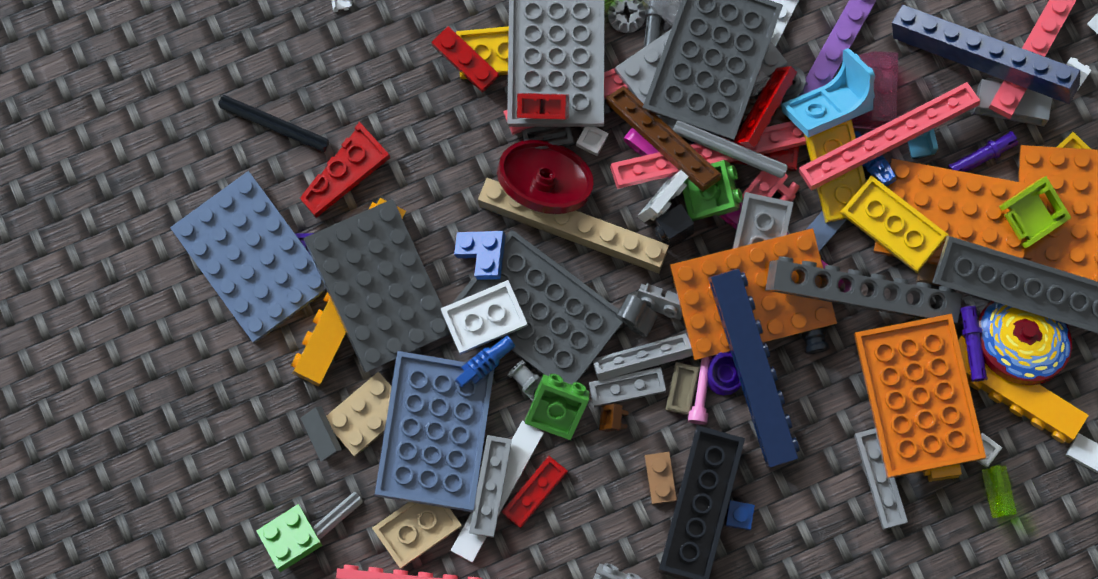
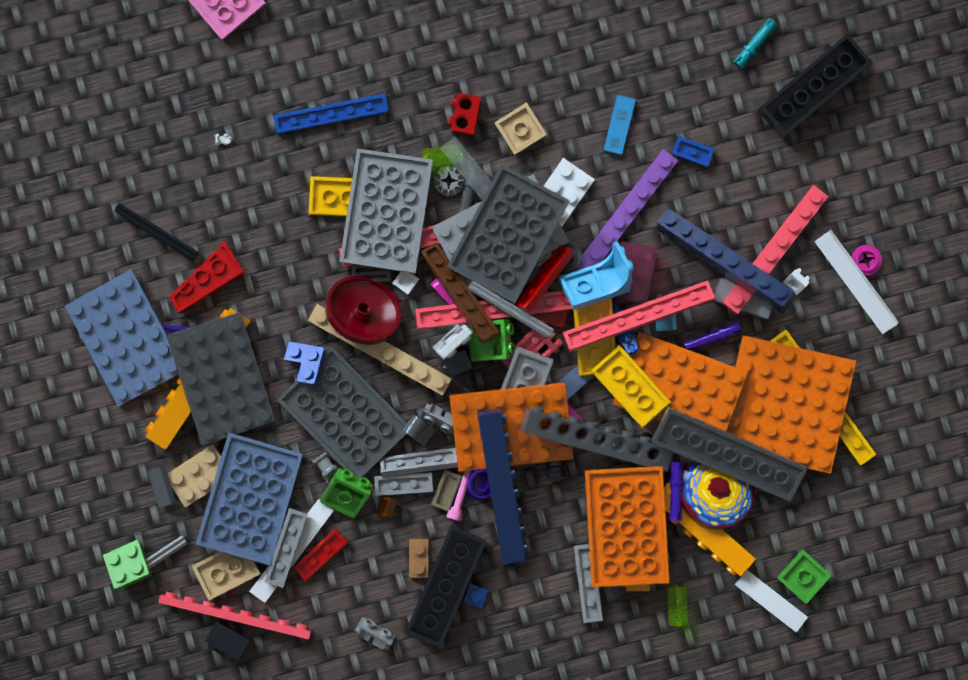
camera: 10 degrees right, 10 degrees up
(465, 59) = (314, 201): red plate -> none
(484, 317) = (299, 415): white plate -> none
(484, 362) = (295, 450): blue hinge -> none
(542, 106) = (368, 254): red brick -> none
(991, 450) = (675, 571): white tile -> none
(1030, 216) = (737, 396): lime container -> none

